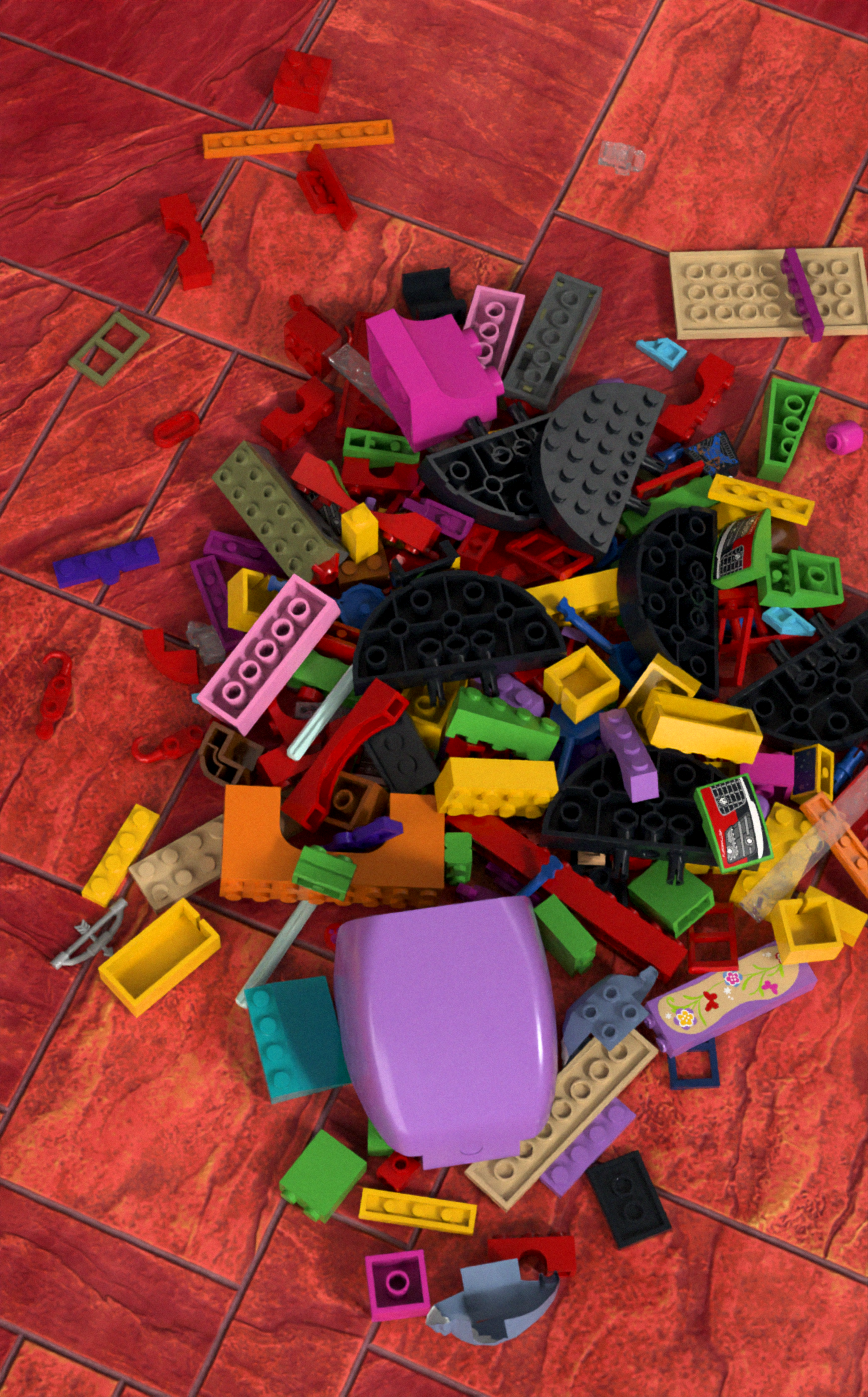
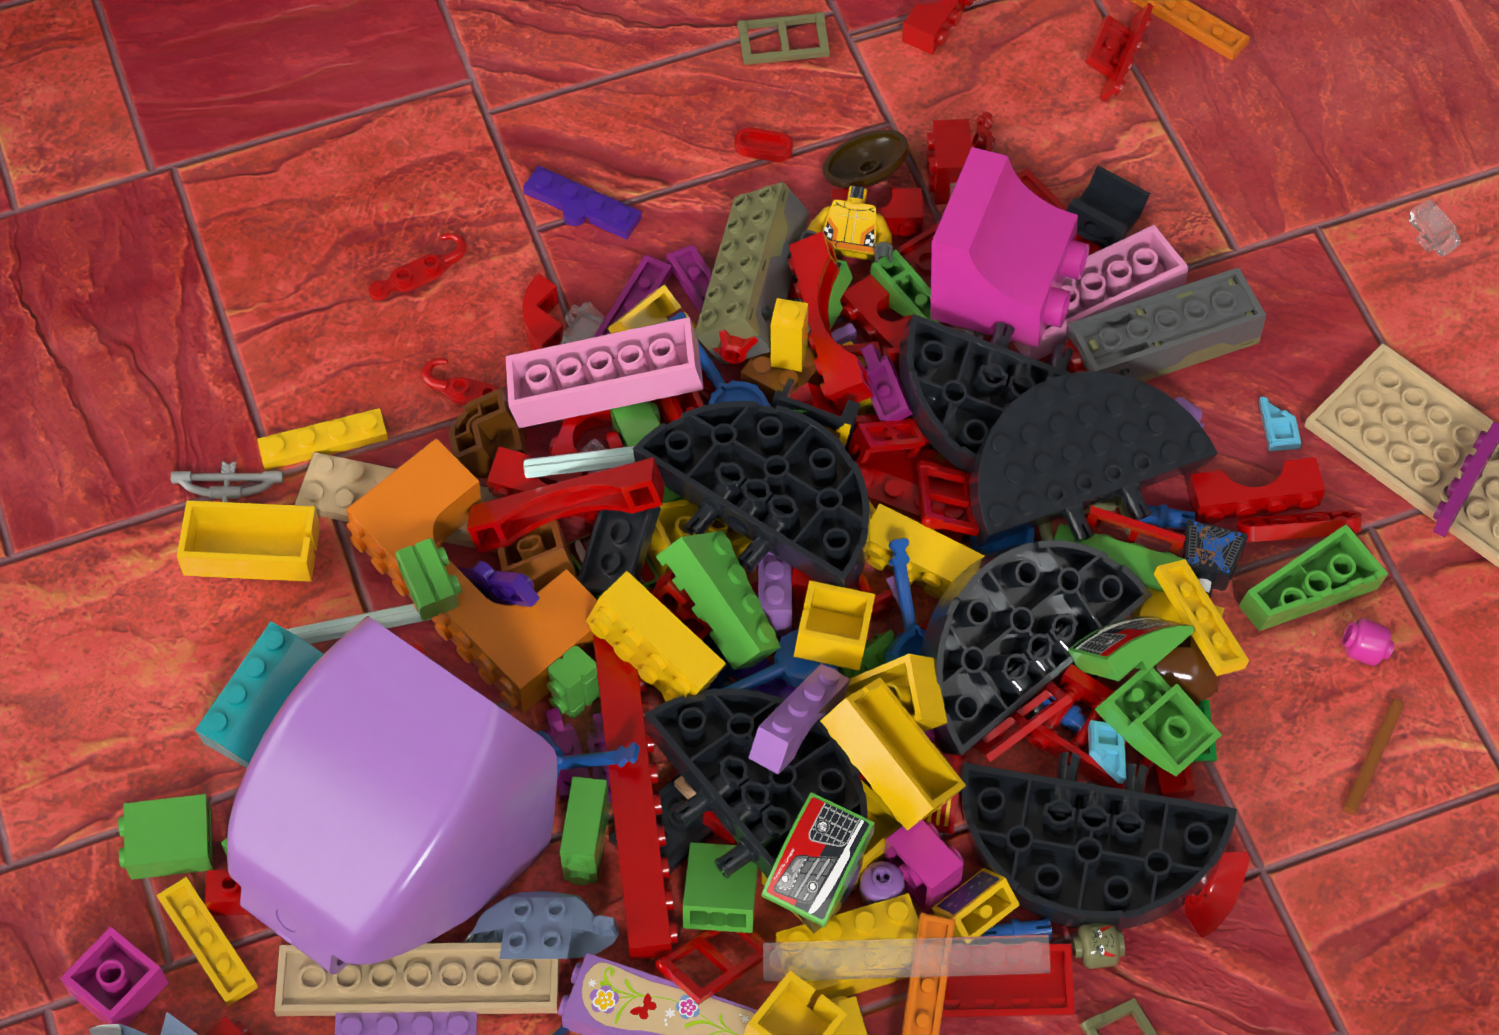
camera: 50 degrees right, 5 degrees down
(258, 385) = (866, 159): none -> dark brown dish
(307, 433) = (854, 228): none -> torso
(739, 400) = (1298, 525): none -> red beam

